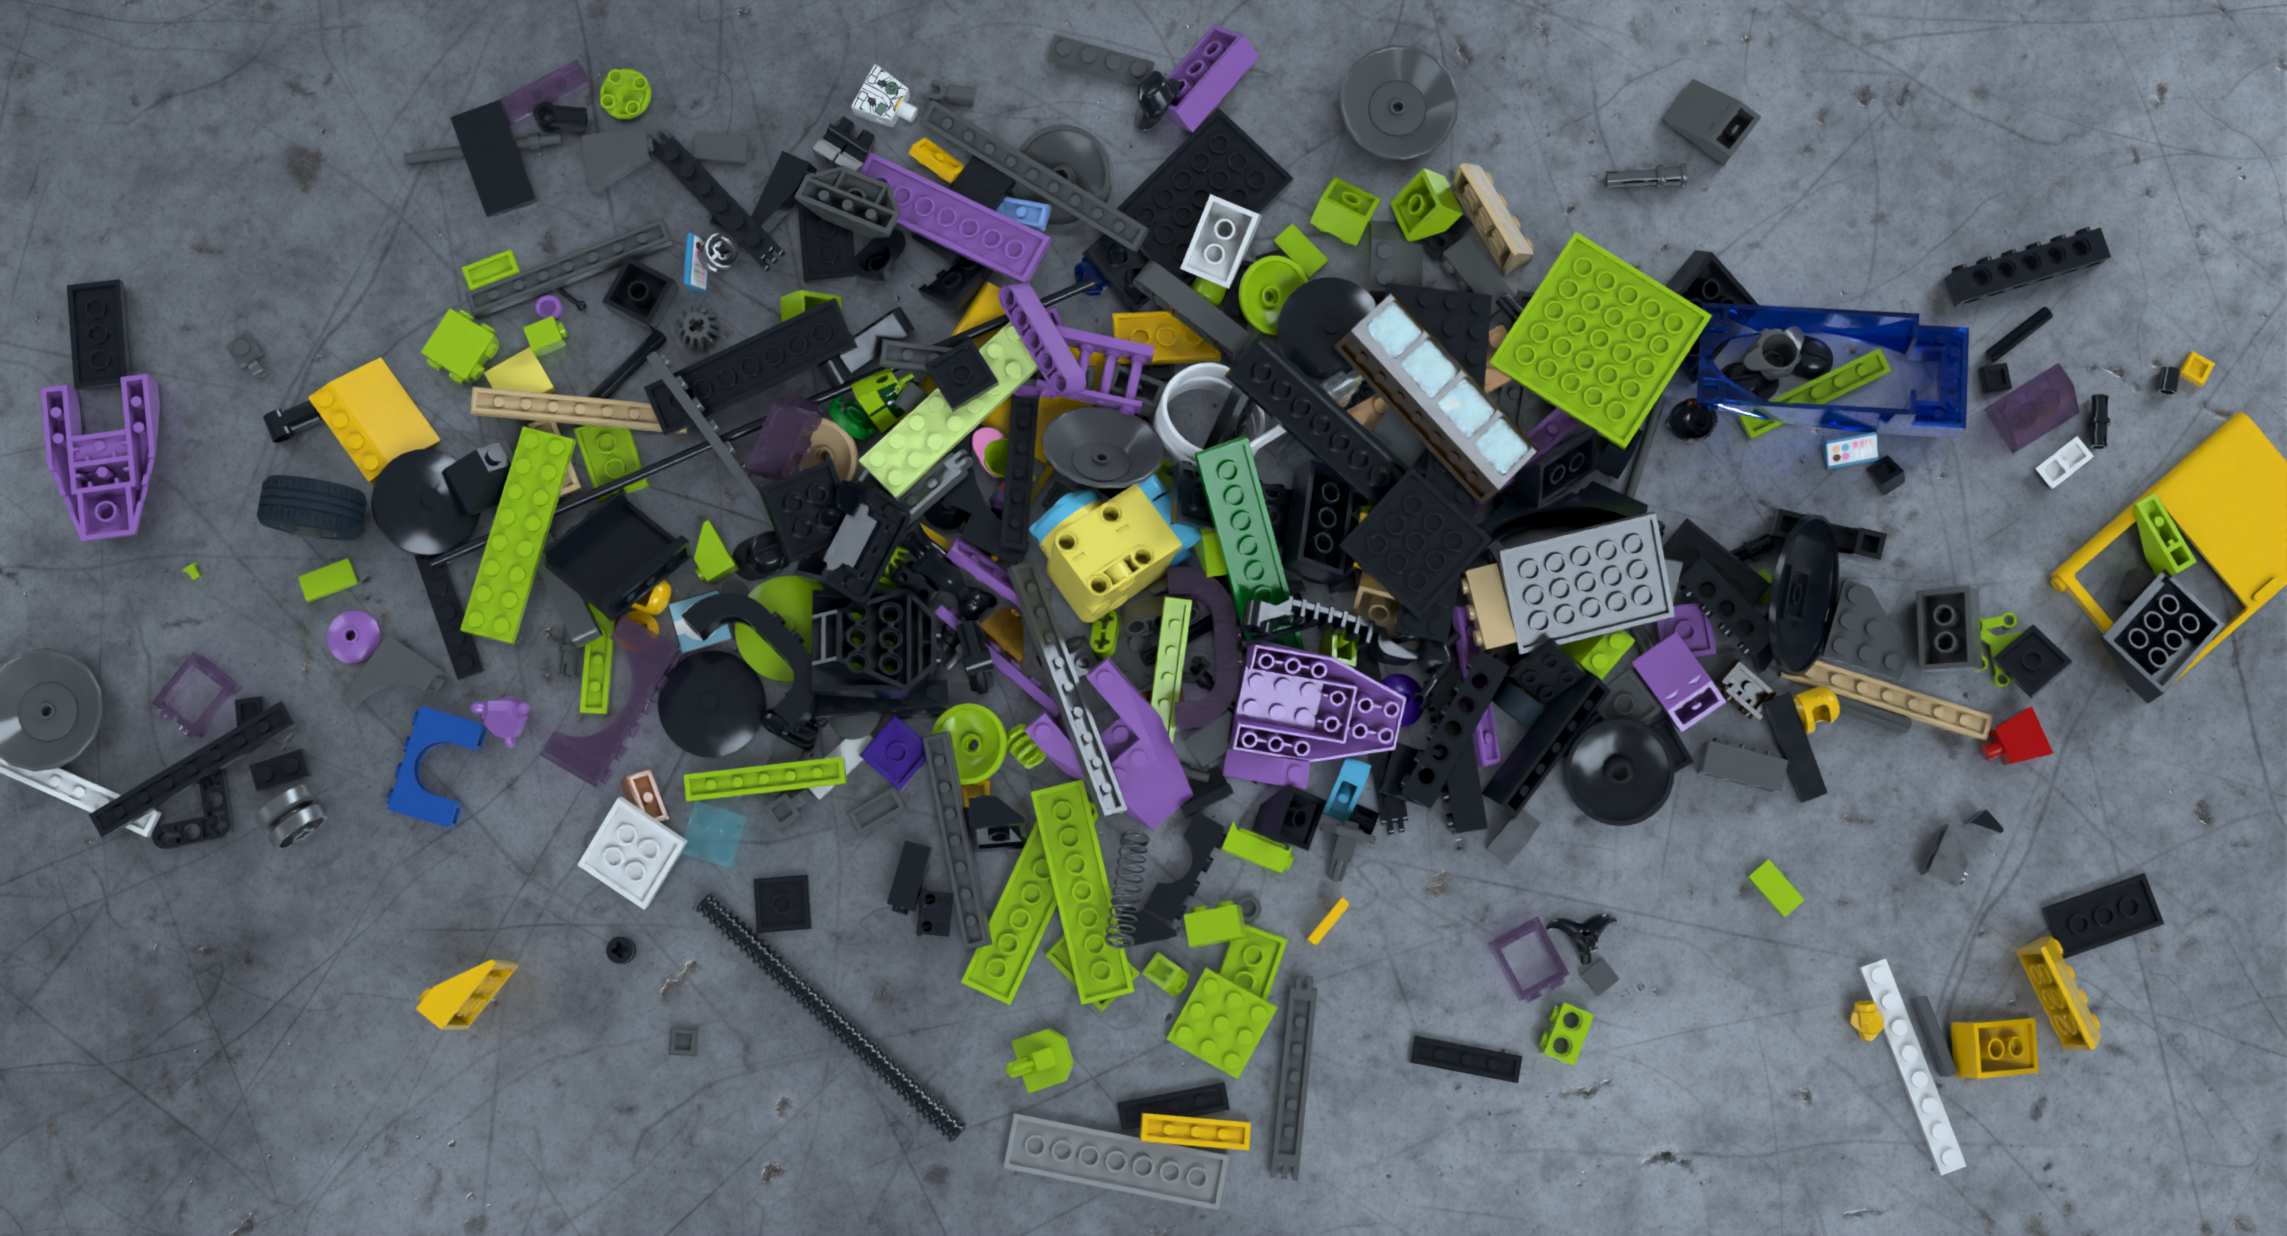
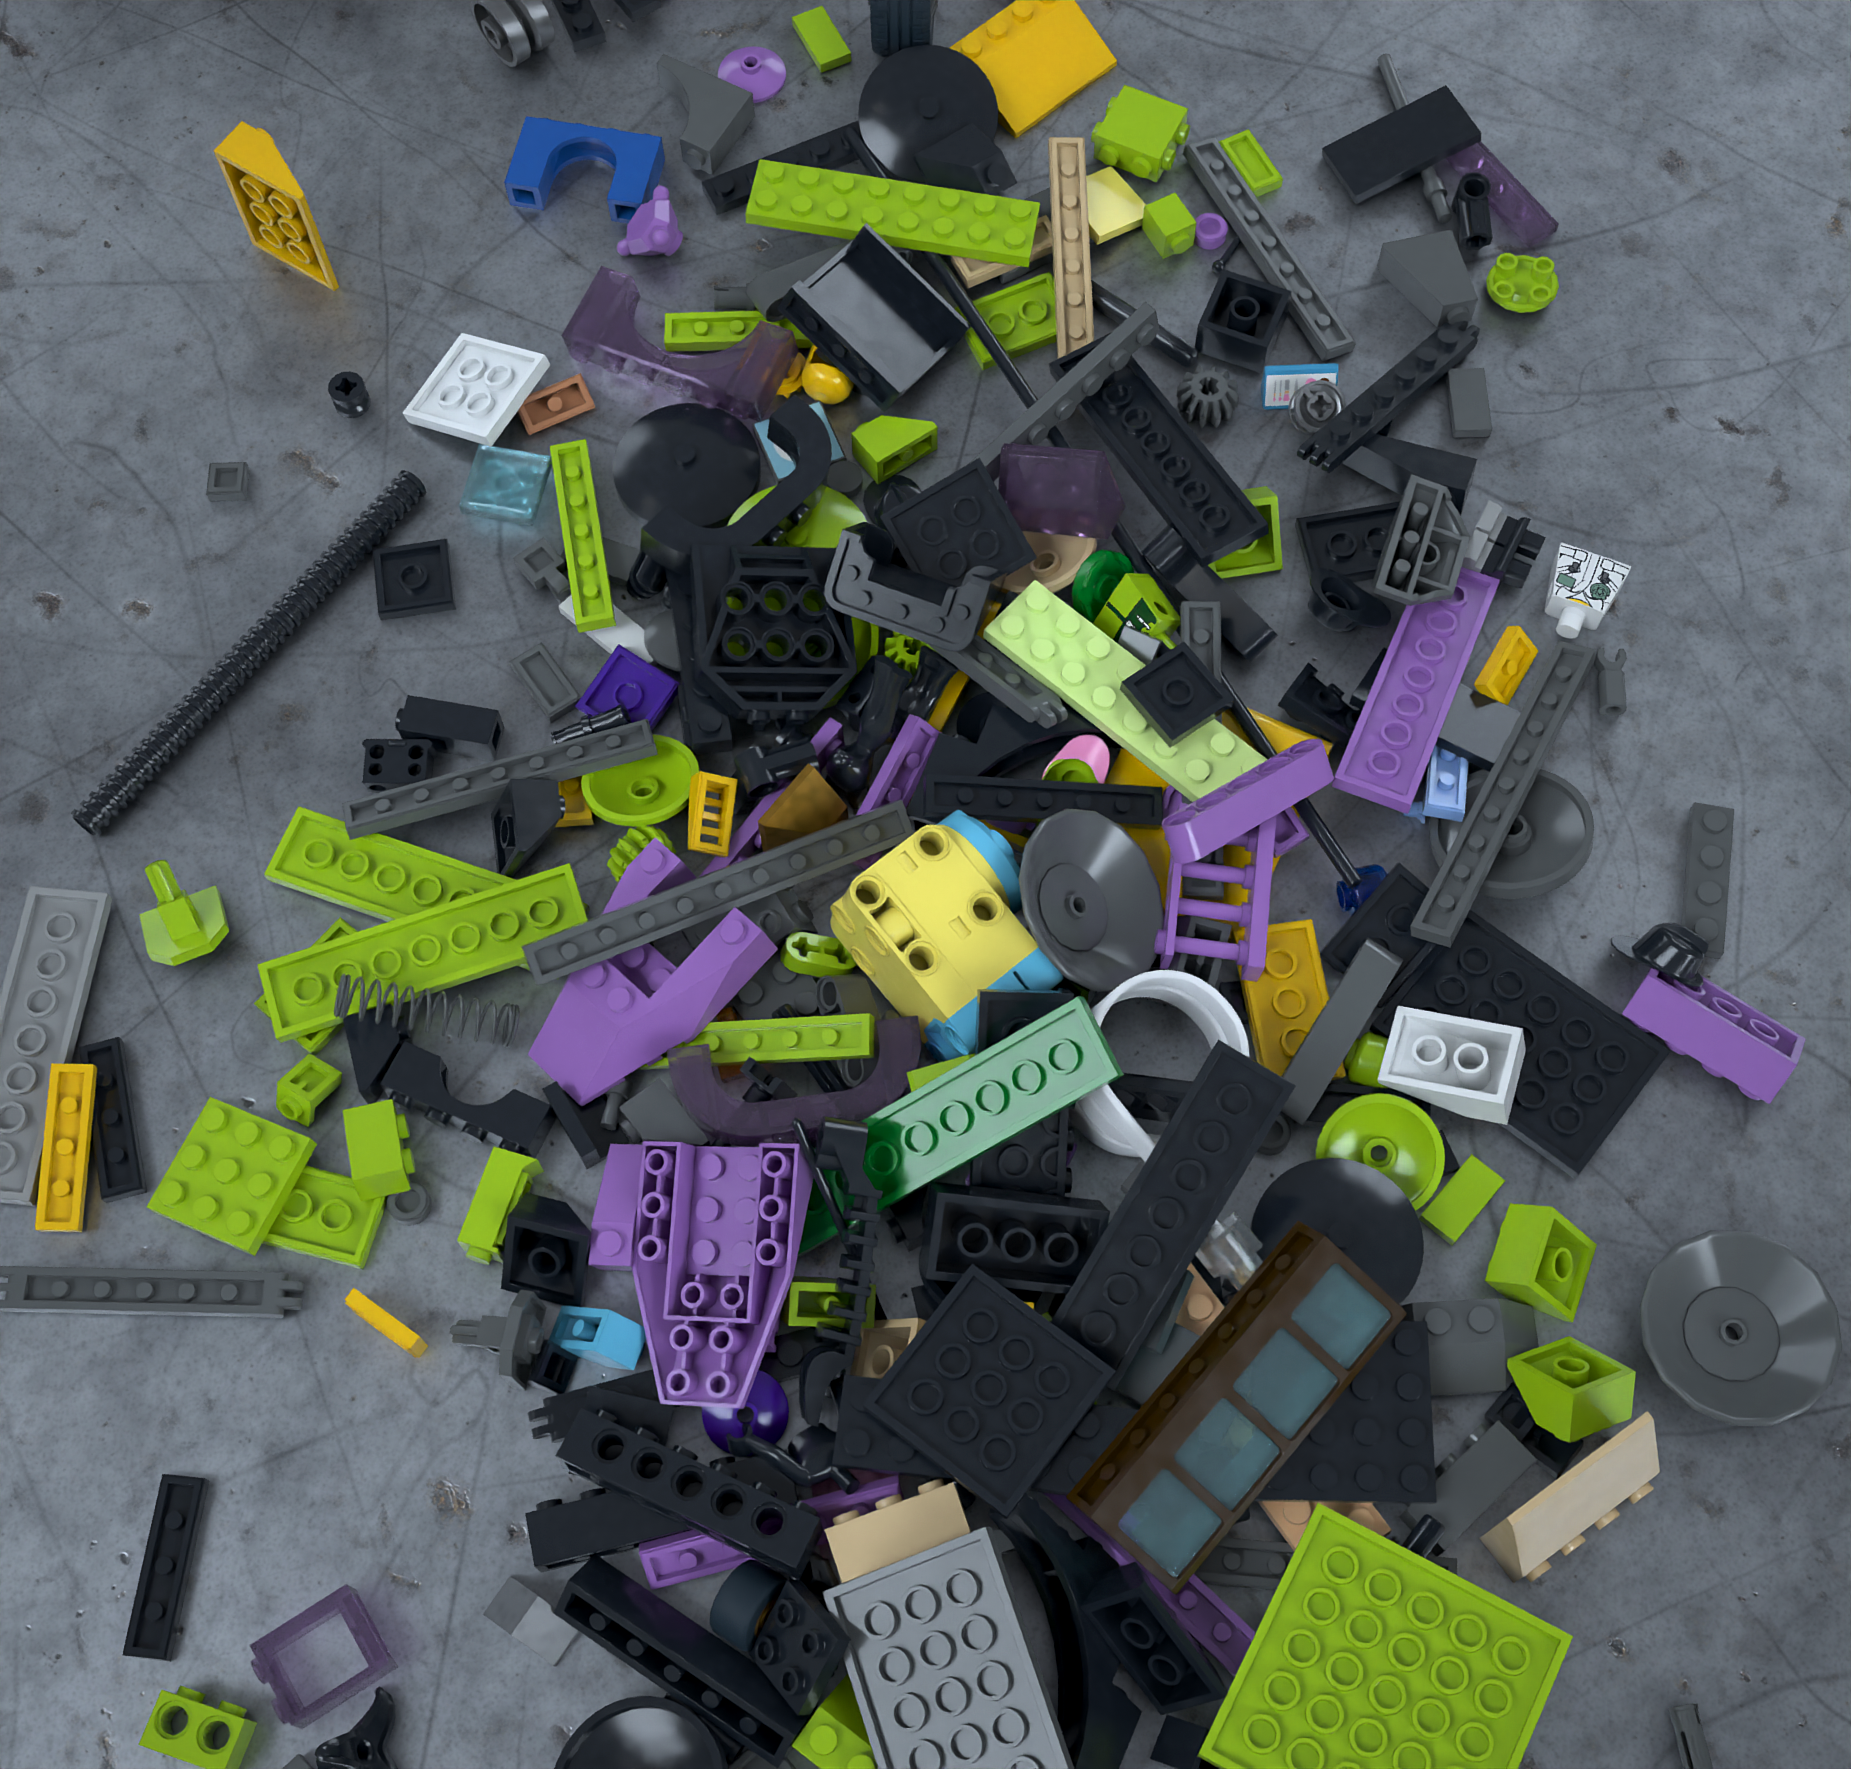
camera: 90 degrees right, 15 degrees down
(921, 778) = (592, 724): none -> black pin
(992, 702) = (726, 789): none -> yellow slope

